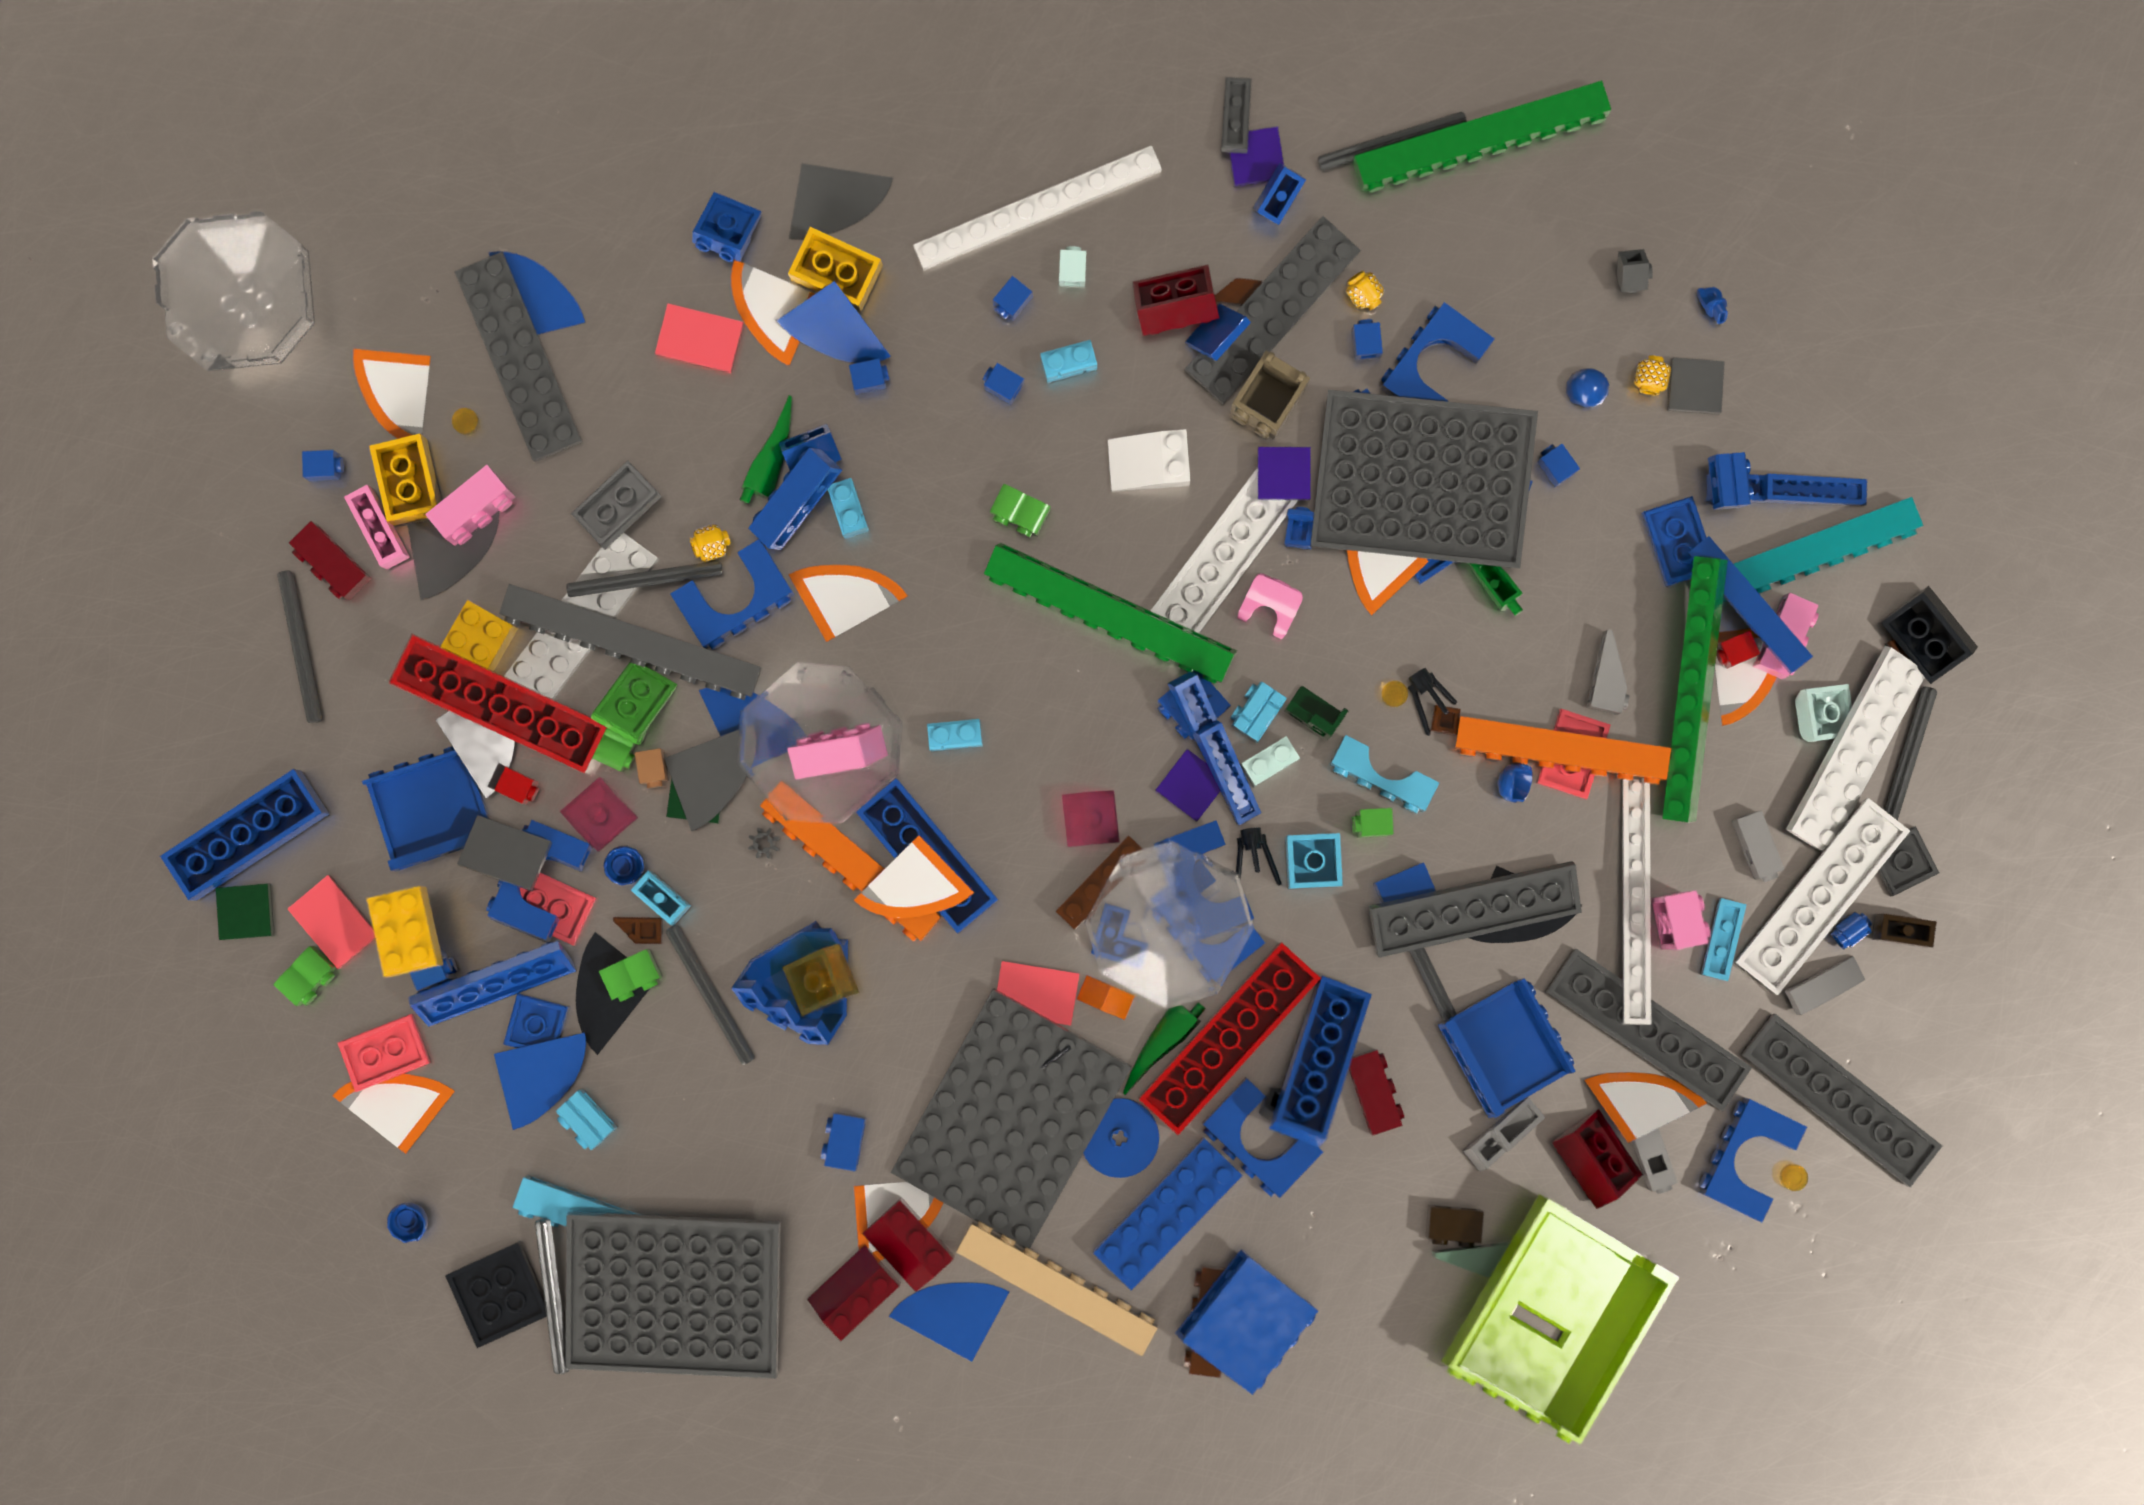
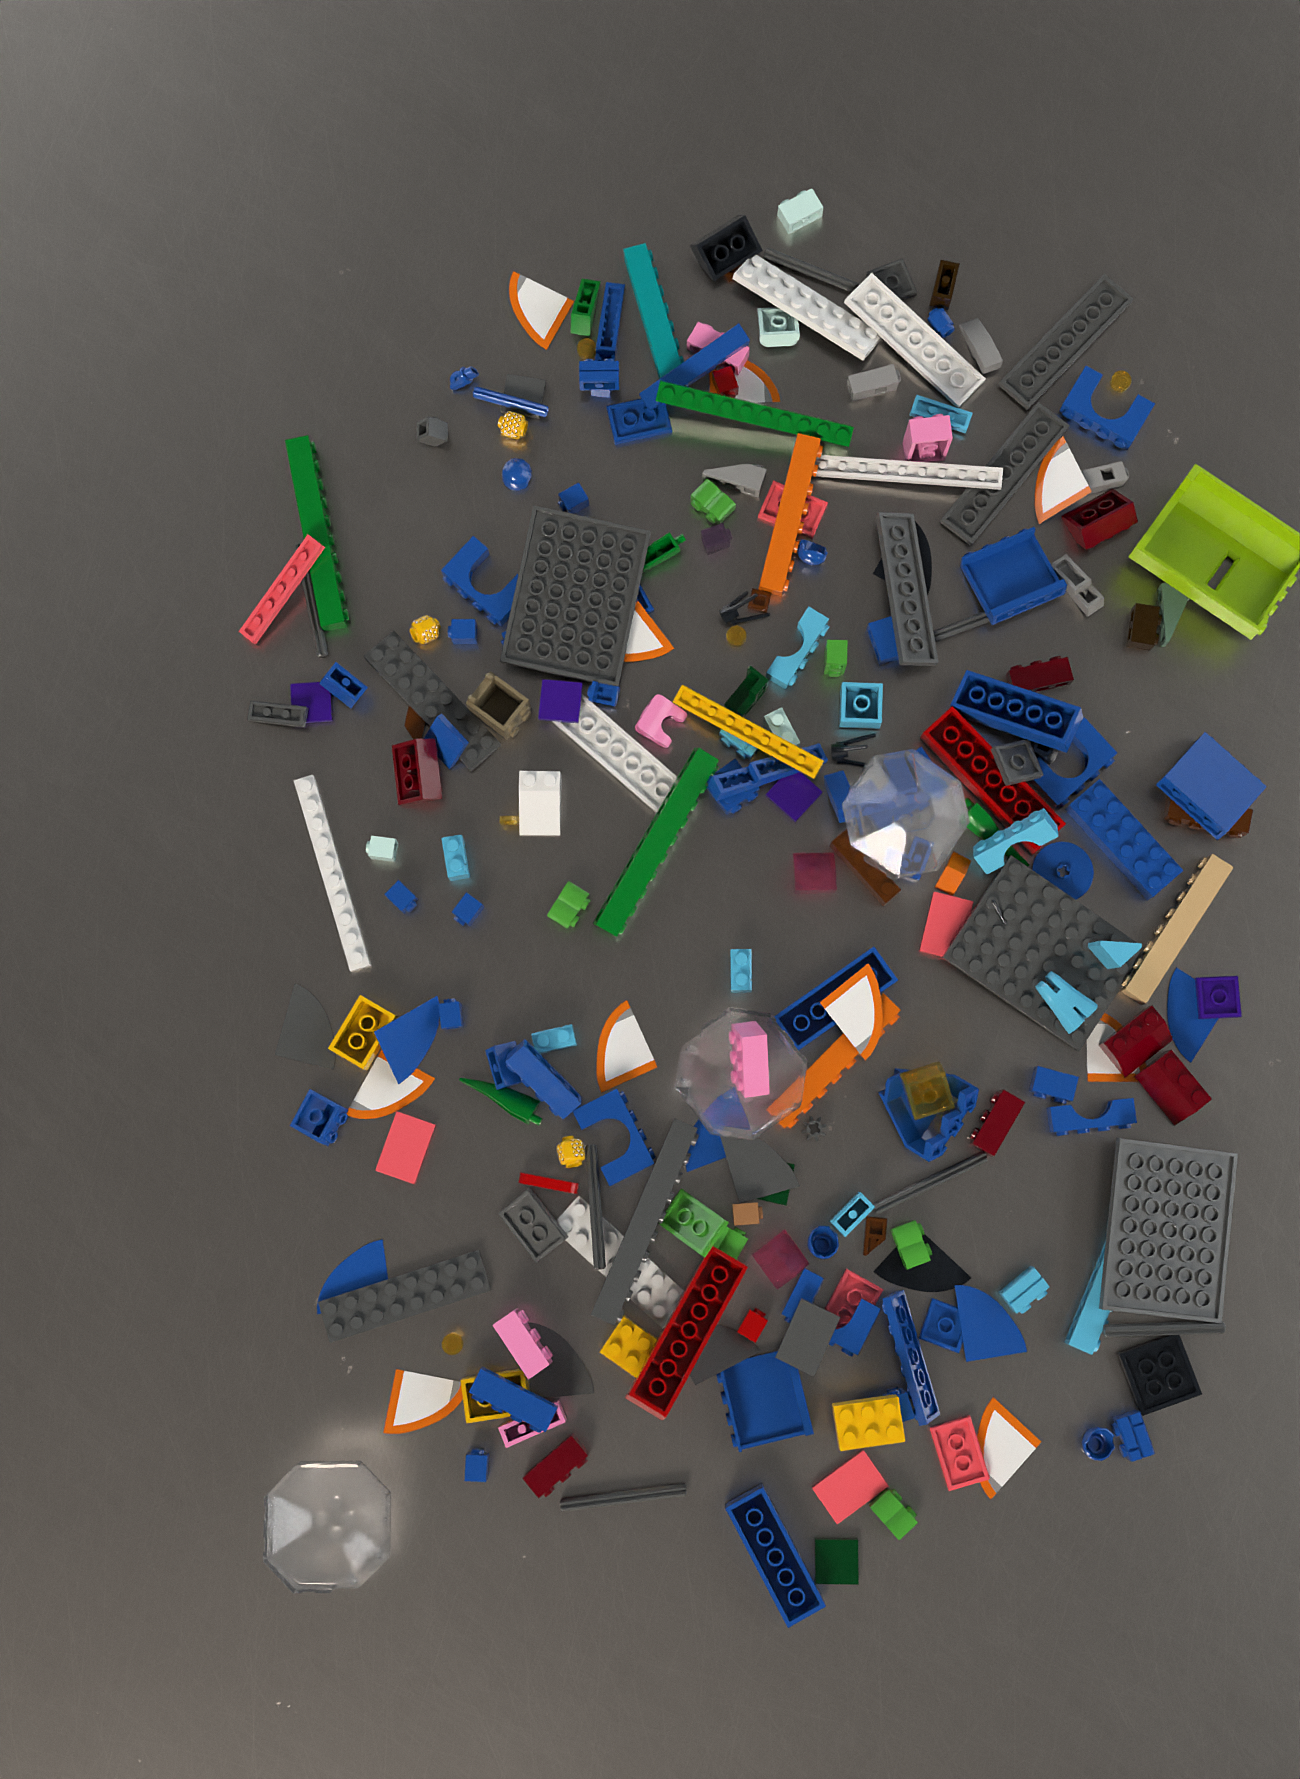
camera: 80 degrees left, 5 degrees down
(400, 499) = (513, 1399): none -> blue brick
(421, 1265) = (1133, 1435): none -> blue brick
(669, 519) = (548, 1183): none -> red beam
(791, 1072) = (996, 1122): none -> dark red brick
(814, 1225) = (1117, 1112): none -> blue arch
(947, 1149) = (1066, 1002): none -> medium azure piece
(974, 1346) = (1218, 997): none -> dark purple tile
(1014, 1206) = (1113, 953): none -> medium azure slope
(1123, 424) = (509, 820): none -> clear yellow tile
(1164, 1094) = (1035, 828): none -> medium azure arch
(1253, 1066) = (1017, 762): none -> dark grey tile
(1263, 717) = (748, 731): none -> yellow tile
(1399, 100) = (281, 589): none -> coral plate
(1522, 655) = (716, 538): none -> clear purple brick
(1572, 646) = (712, 502): none -> bright green brick
(1684, 369) = (510, 401): none -> blue axle
(1770, 462) = (586, 348): none -> clear yellow tile
(1822, 393) = (537, 308): none -> sticker
(1827, 454) = (585, 307): none -> green slope
(1993, 729) = (800, 210): none -> light aqua brick

